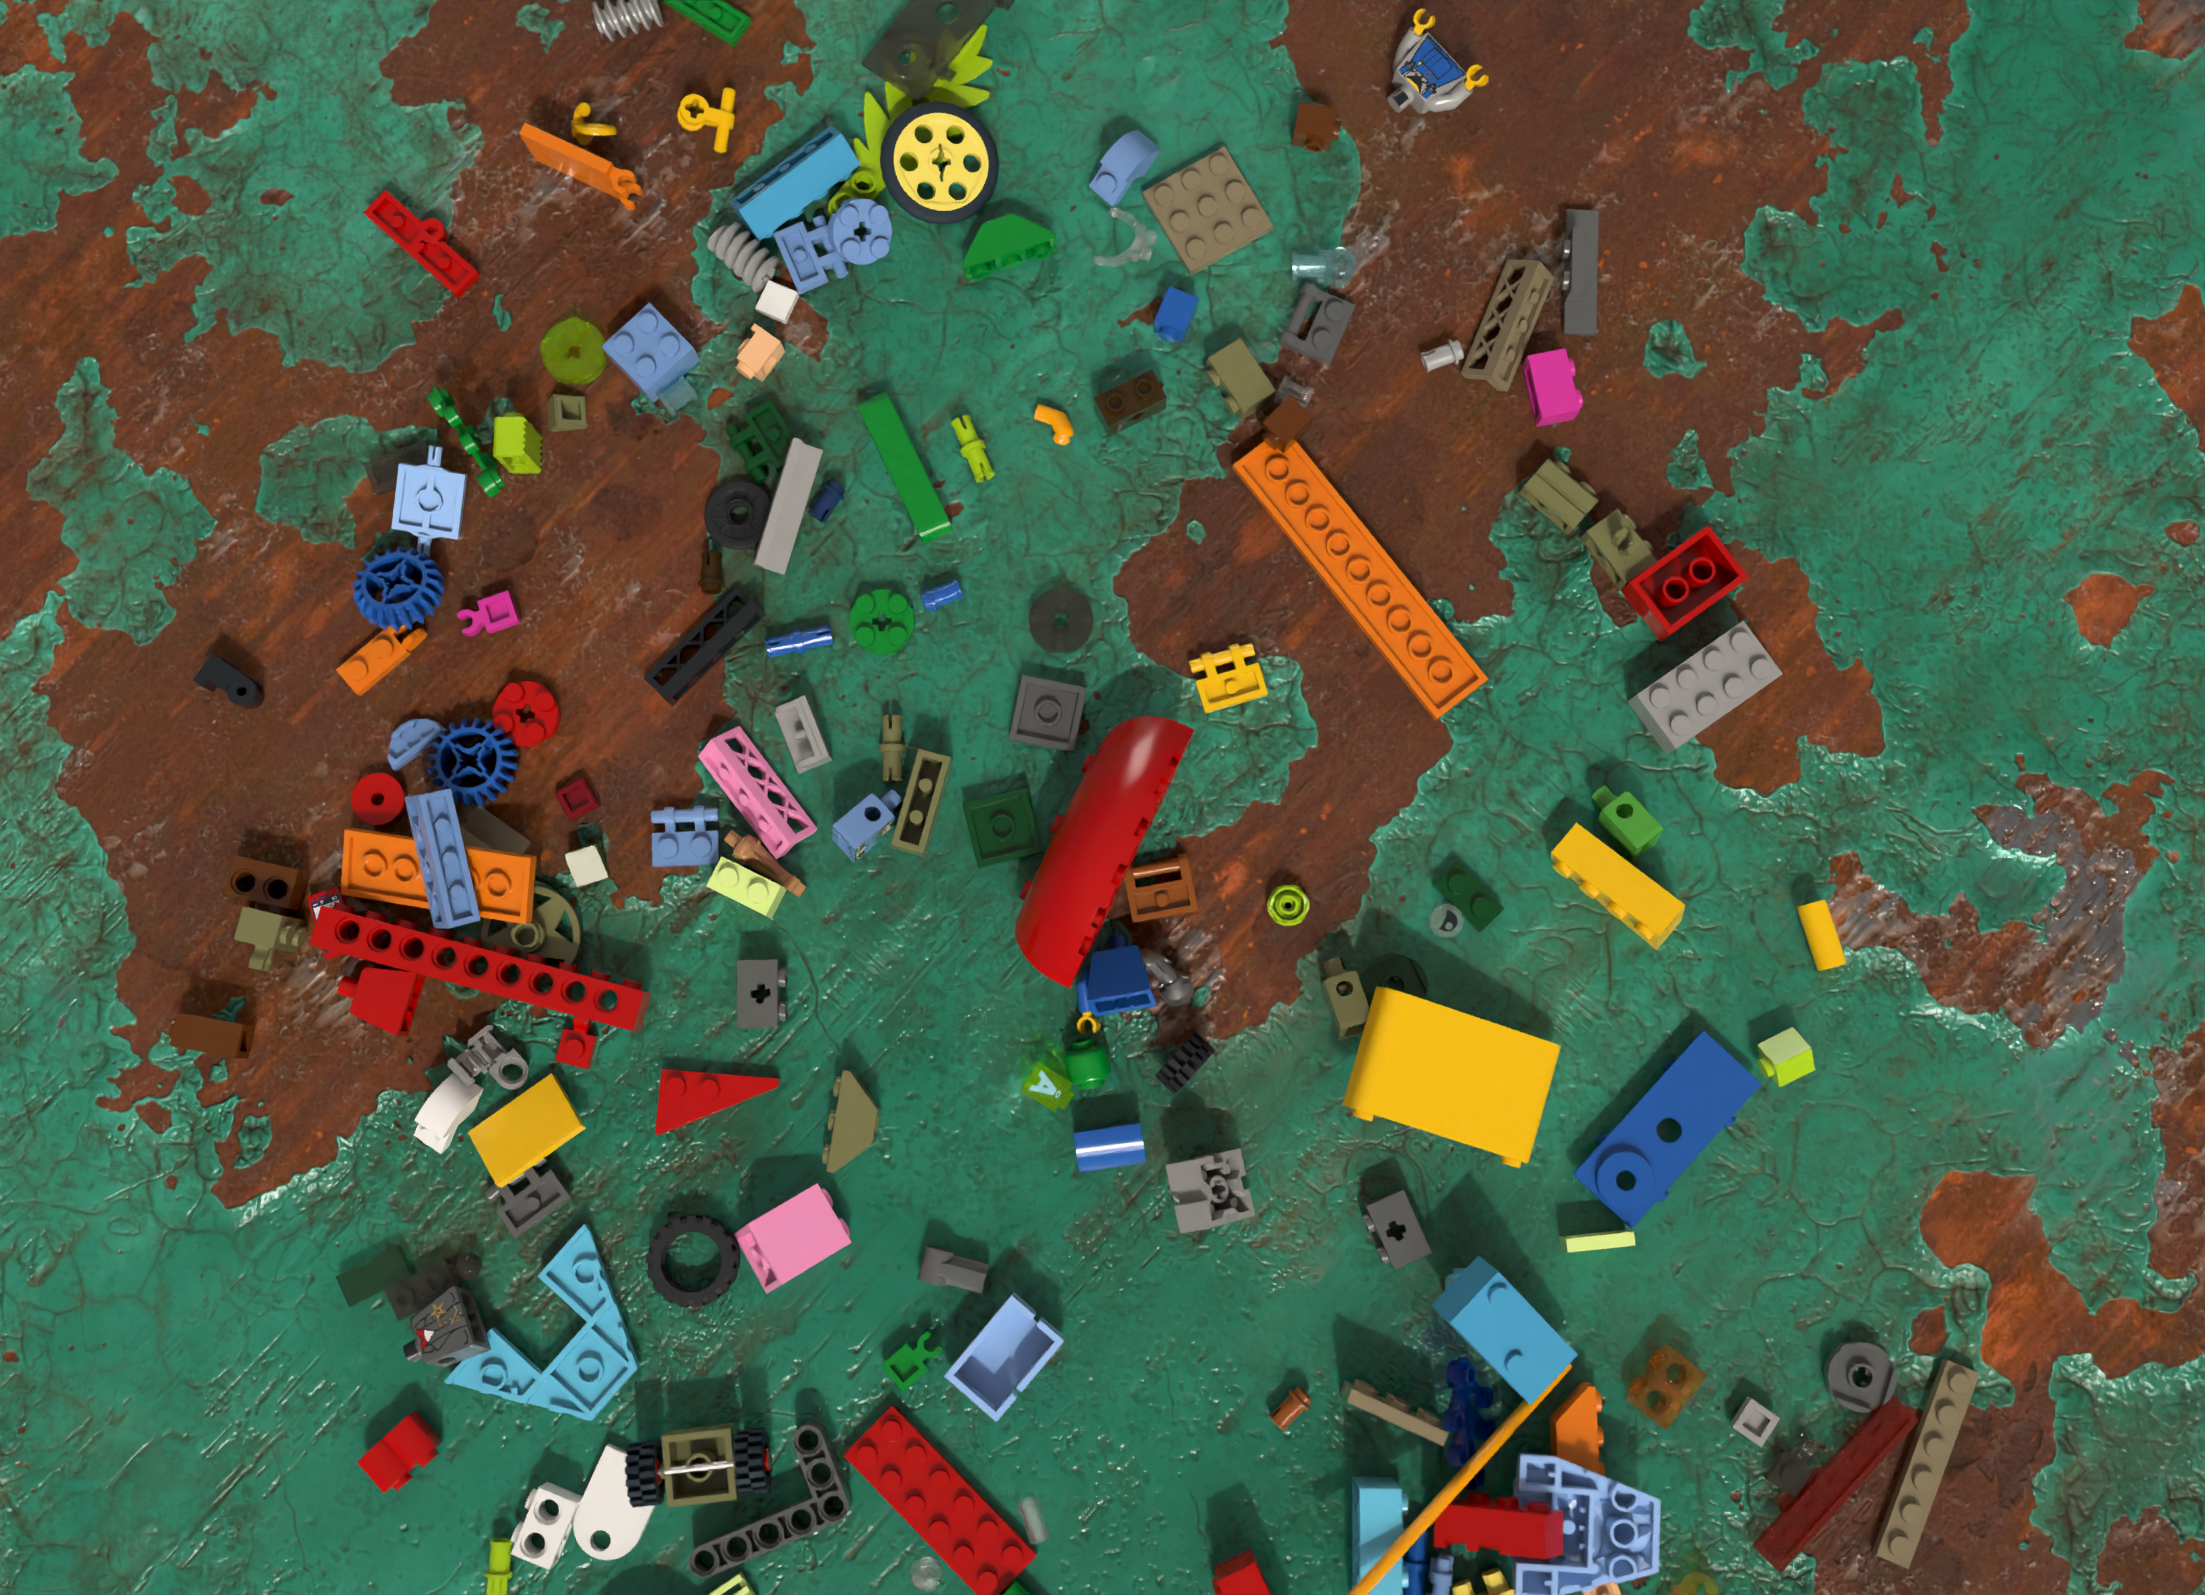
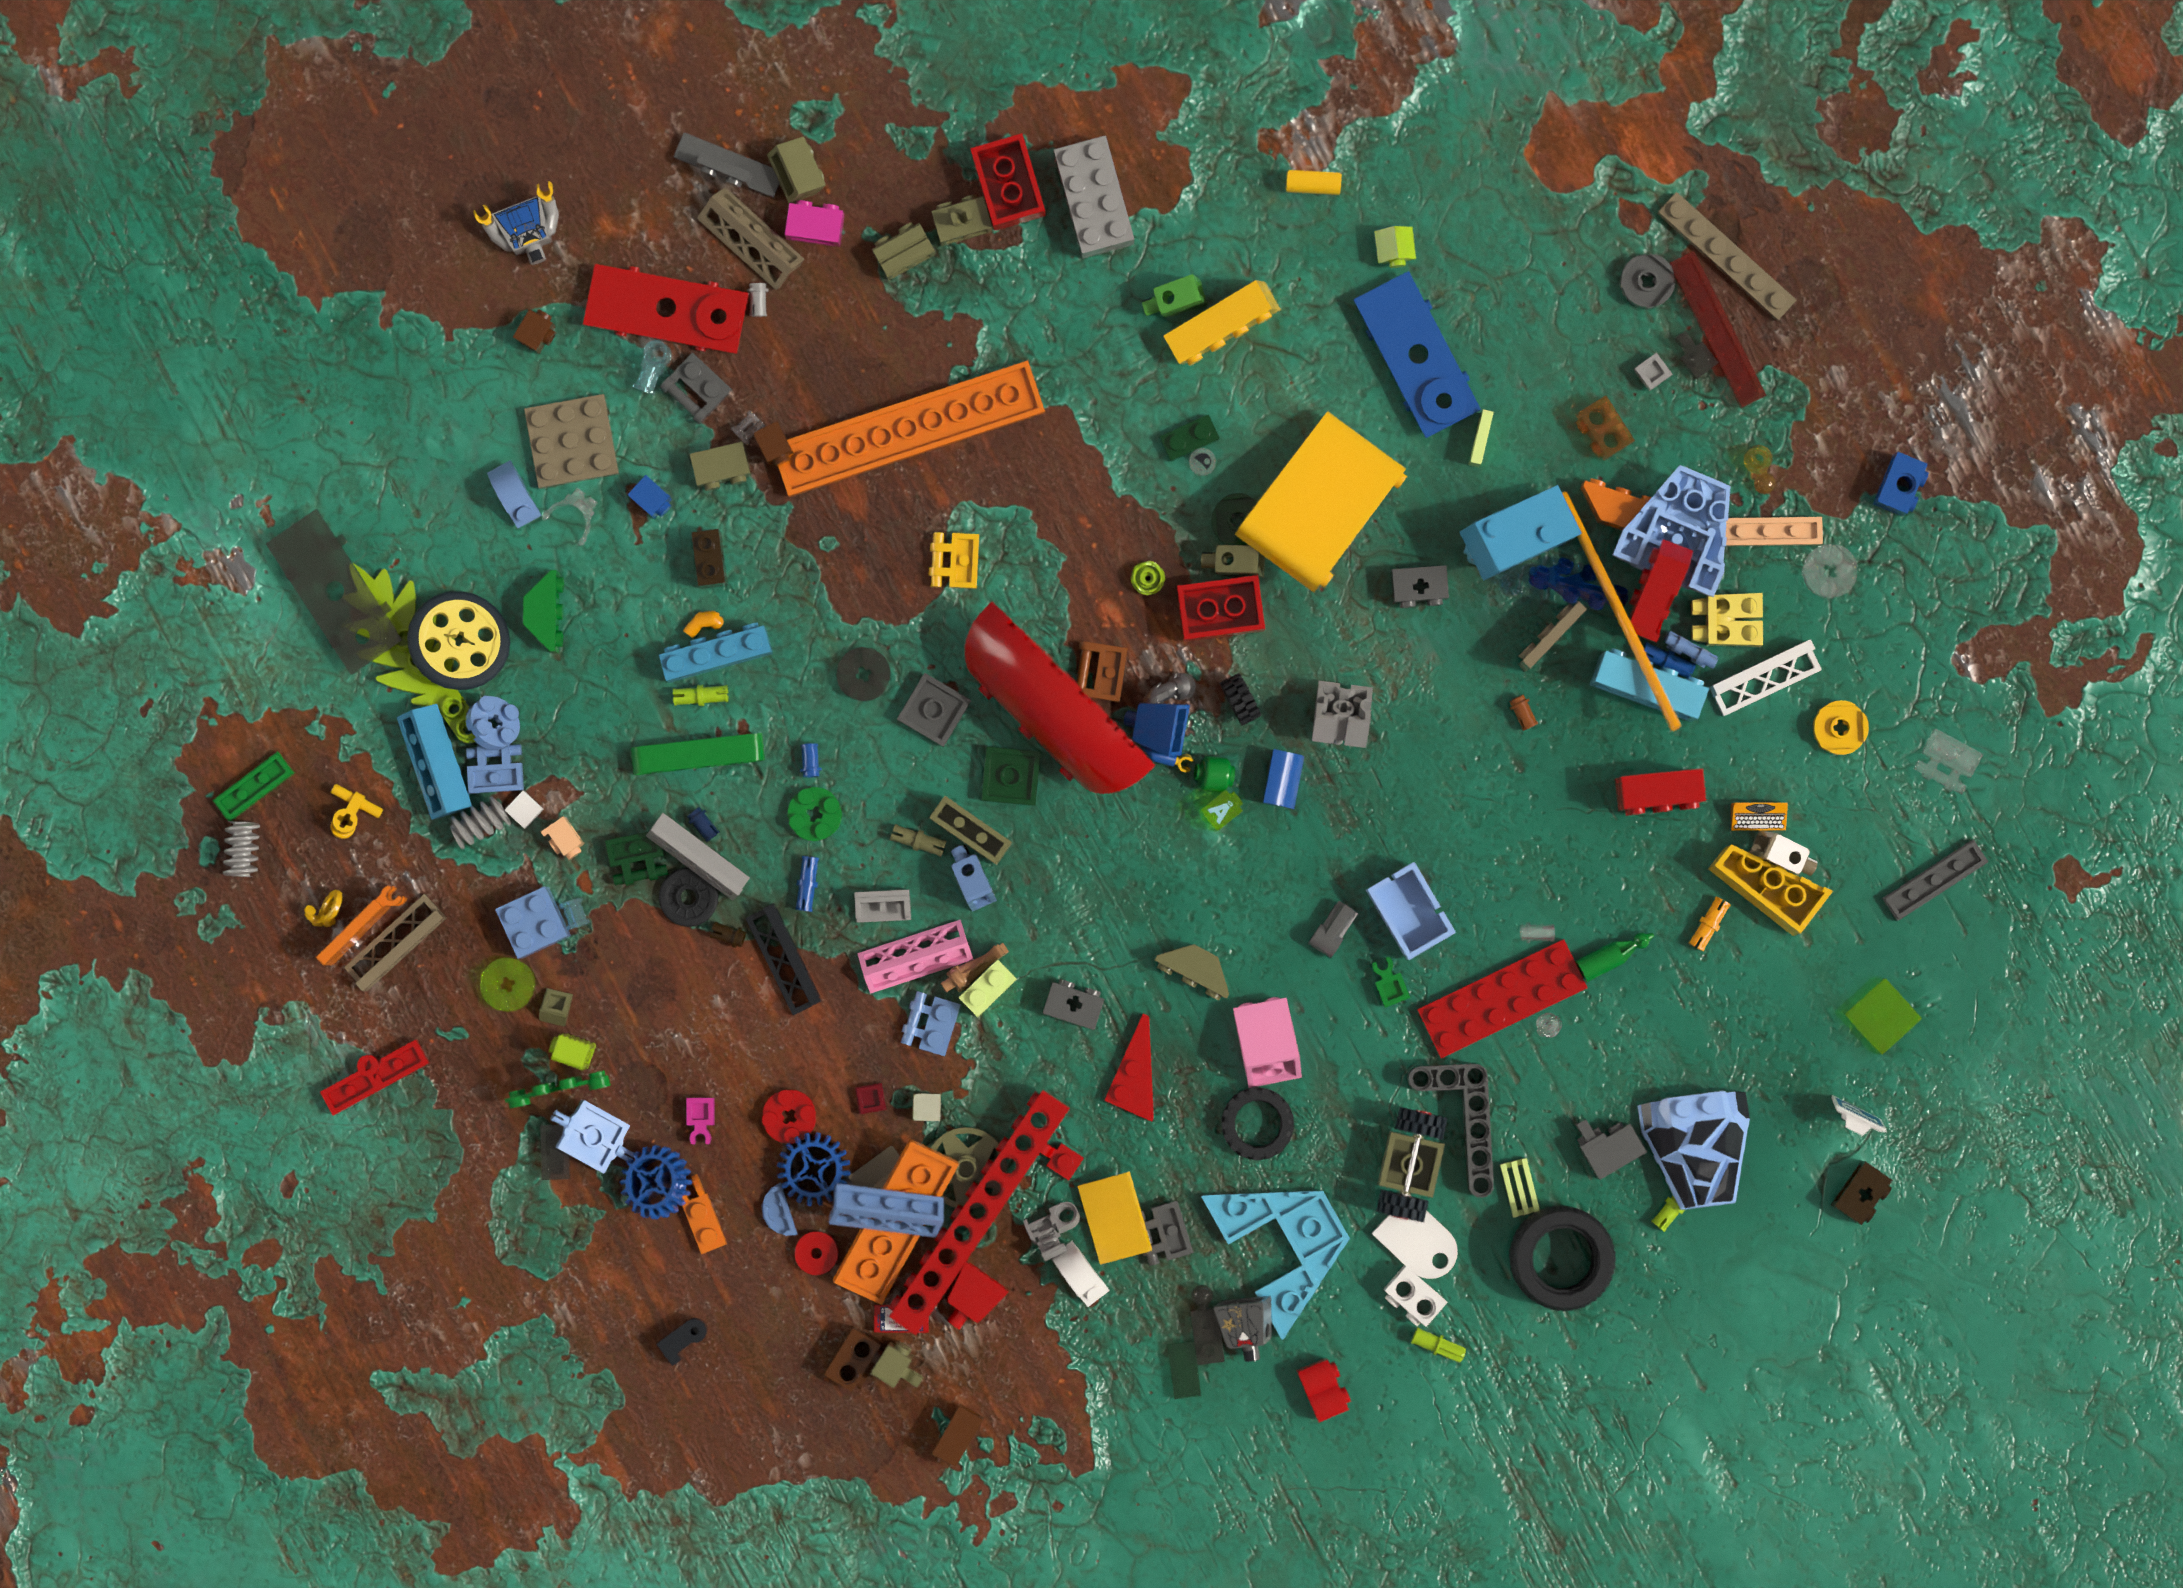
camera: 70 degrees left, 5 degrees up
(577, 222) = (397, 953): none -> dark tan fence
(1024, 446) = (716, 653): none -> dark azure brick
(1283, 1002) = (1220, 608): none -> red brick
(1384, 215) = (629, 300): none -> red piece
(1606, 345) = (796, 169): none -> olive piece

